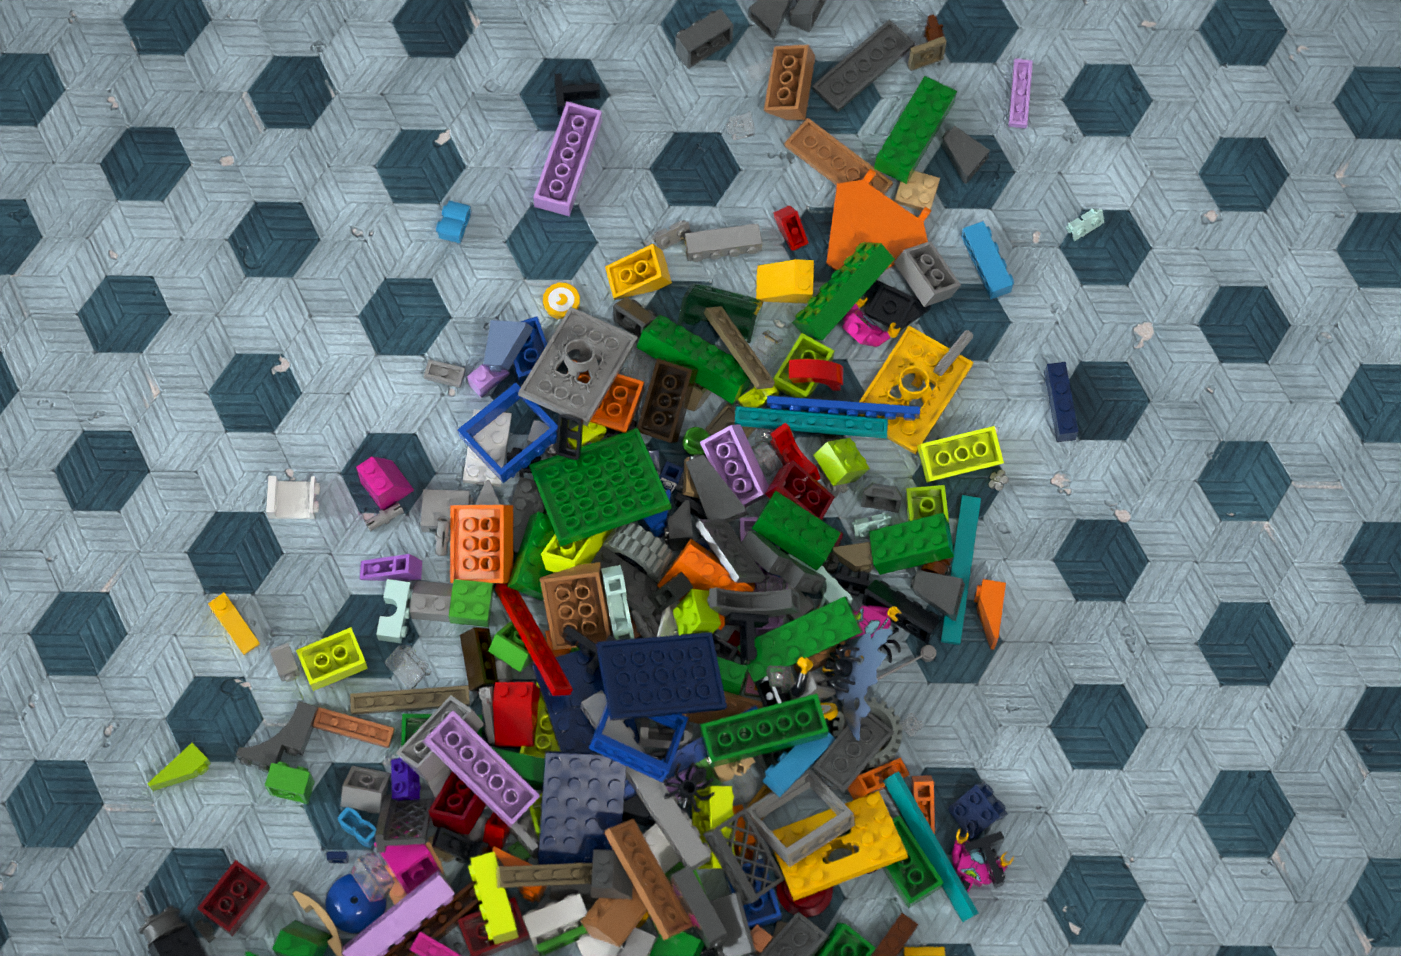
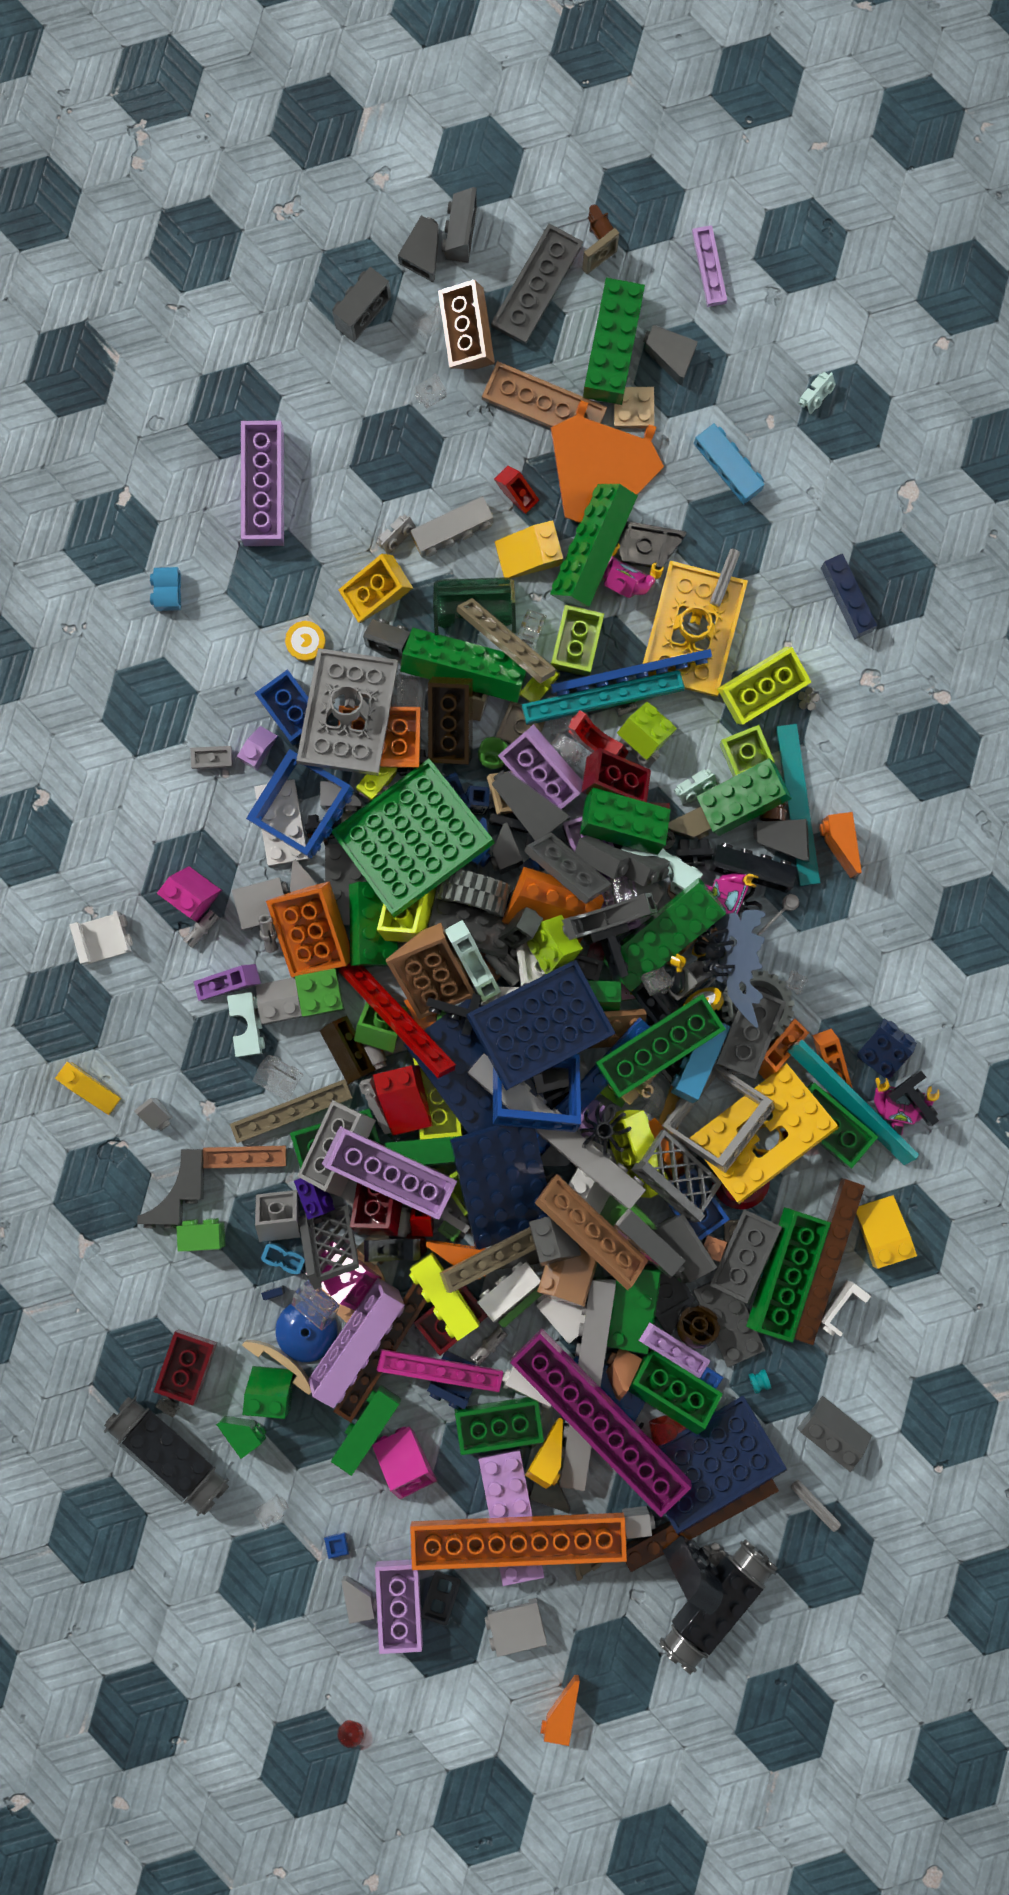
camera: 15 degrees left, 15 degrees up
(182, 768) = (91, 1247): lime slope -> none
(332, 659) = (199, 1095): neon yellow brick -> none
(505, 343) = (264, 711): sand blue slope -> none
(564, 433) = (357, 788): black piece -> none
(574, 92) = (243, 406): black bracket -> none
(816, 371) = (593, 644): red arch -> none
(881, 497) = (697, 754): dark grey slope -> none
(927, 273) = (673, 499): light grey brick -> none

